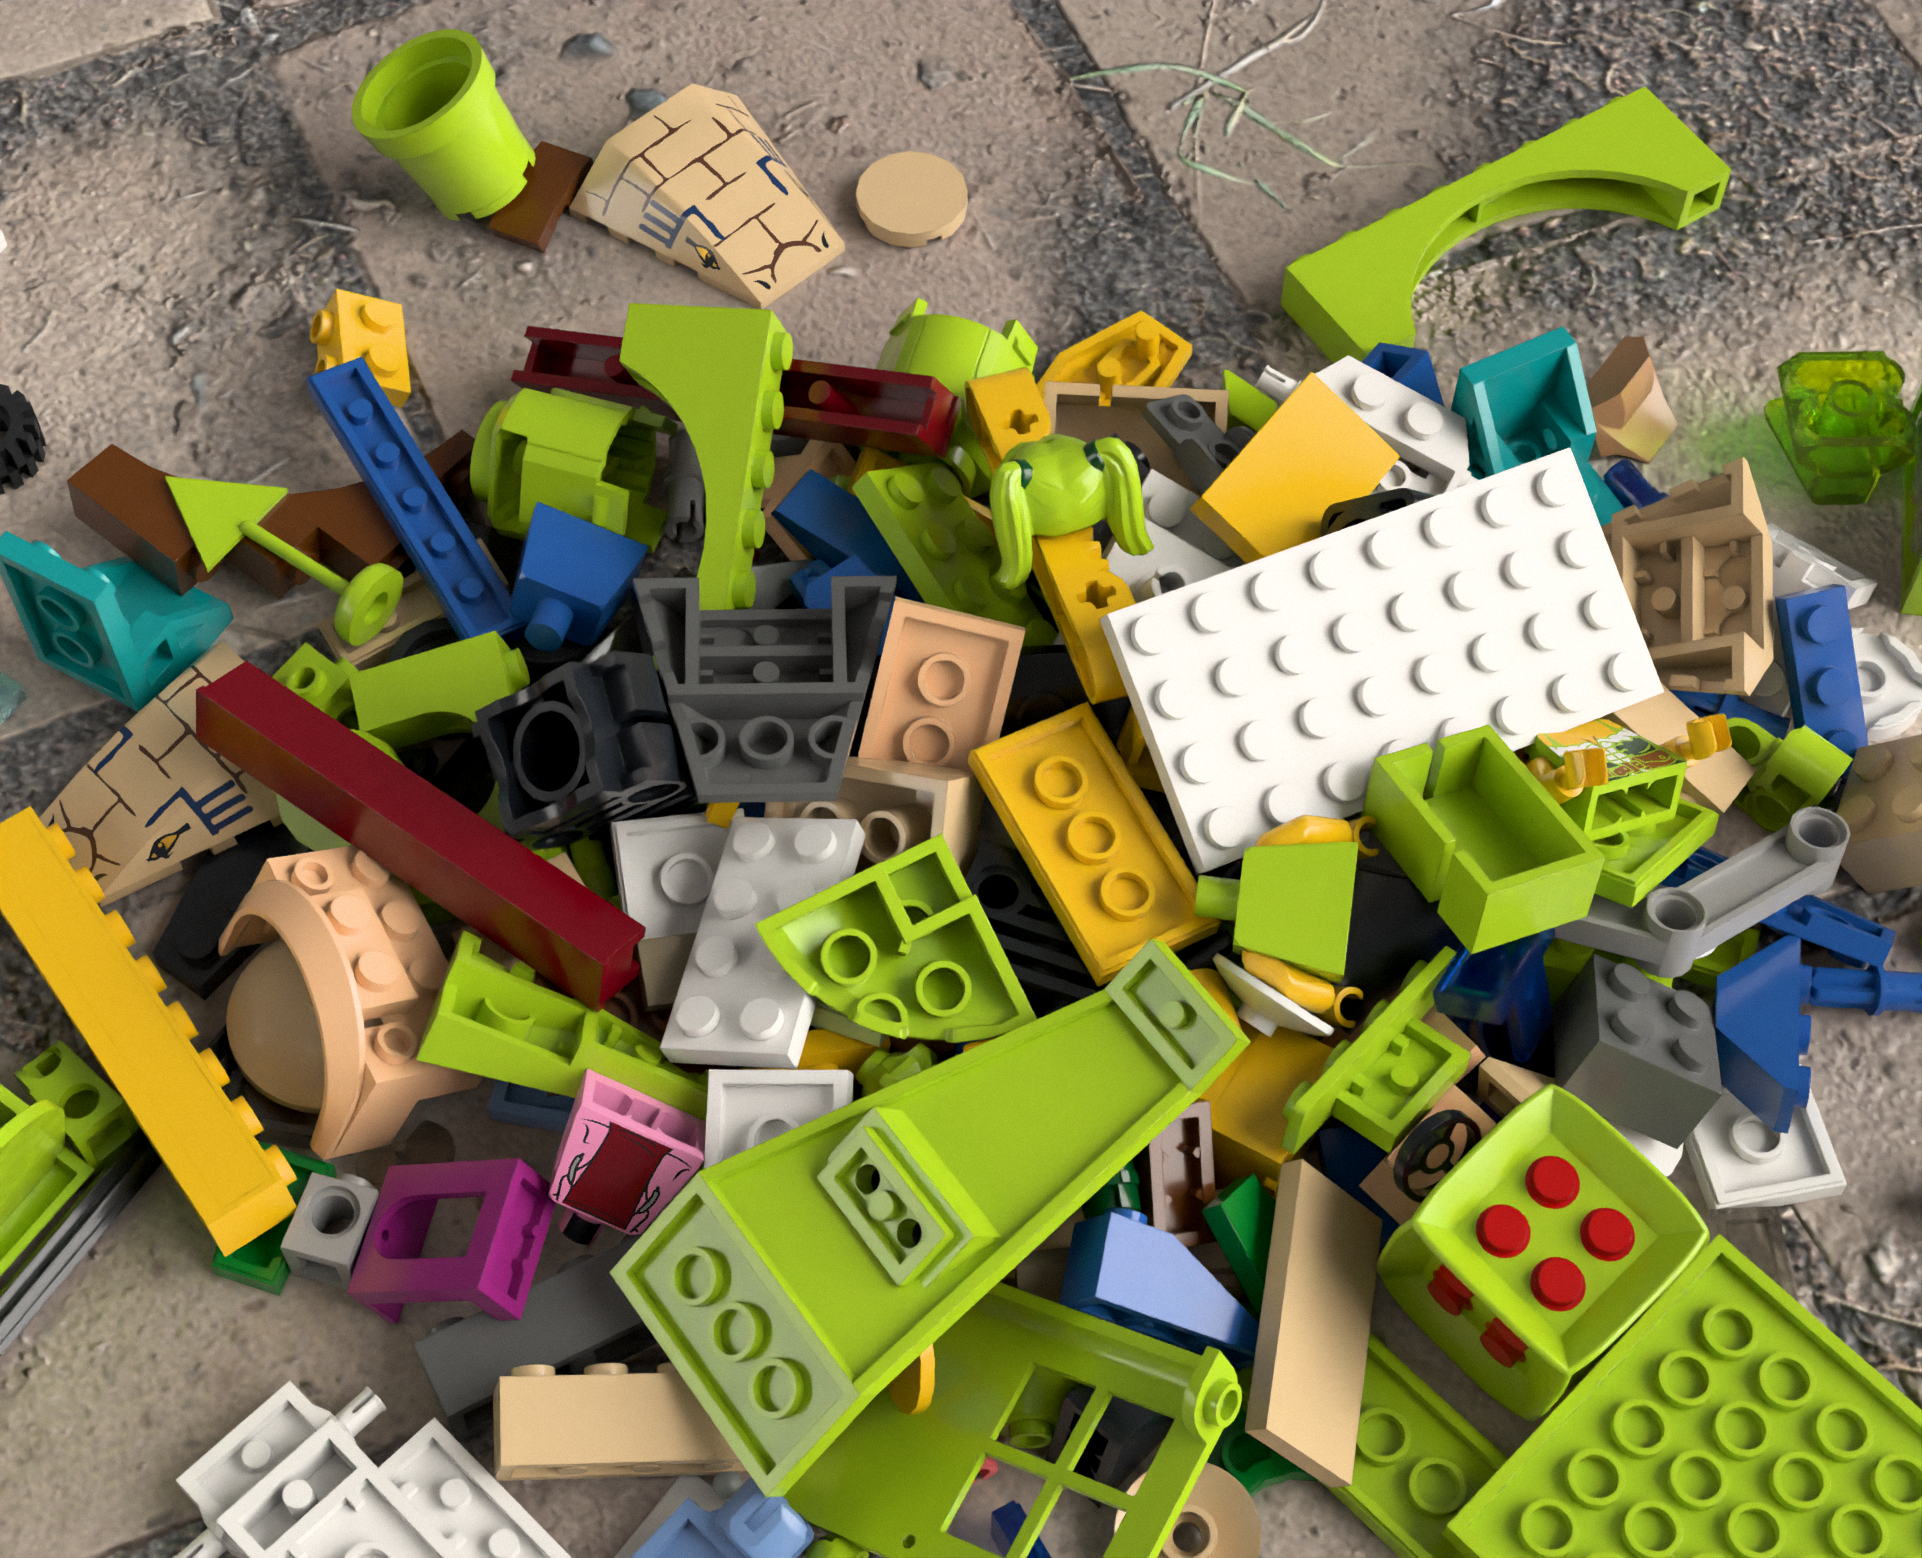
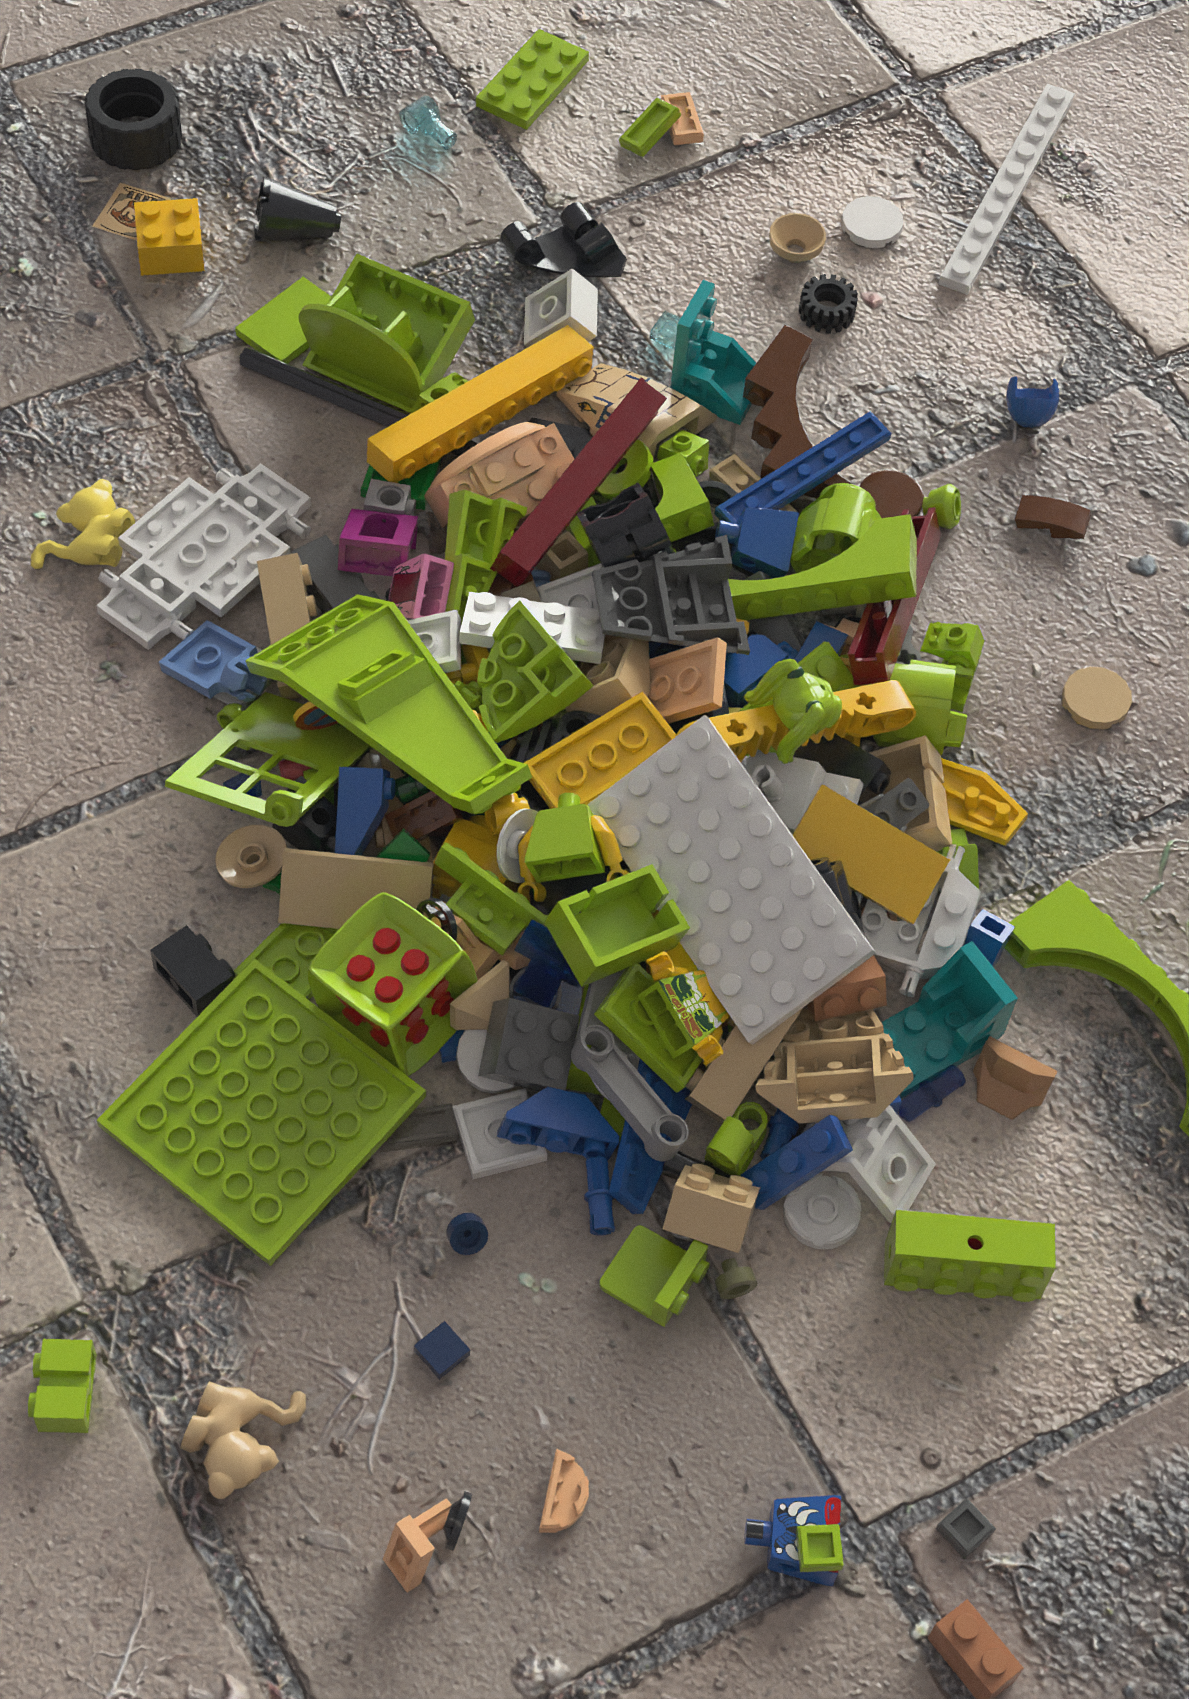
camera: 80 degrees right, 0 degrees up
(225, 512) = (776, 391): lime piece -> none
(302, 176) = (1031, 406): none -> blue hair
(368, 328) = (921, 450): yellow bracket -> none
(445, 123) = (1065, 449): lime piece -> none
(455, 398) = (894, 493): none -> reddish brown tile
(498, 330) = (947, 504): none -> lime cone
(710, 195) = (1075, 598): tan wedge -> none
(843, 327) = (956, 645): none -> lime tile
(1841, 422) = (1010, 1186): clear neon green piece -> none

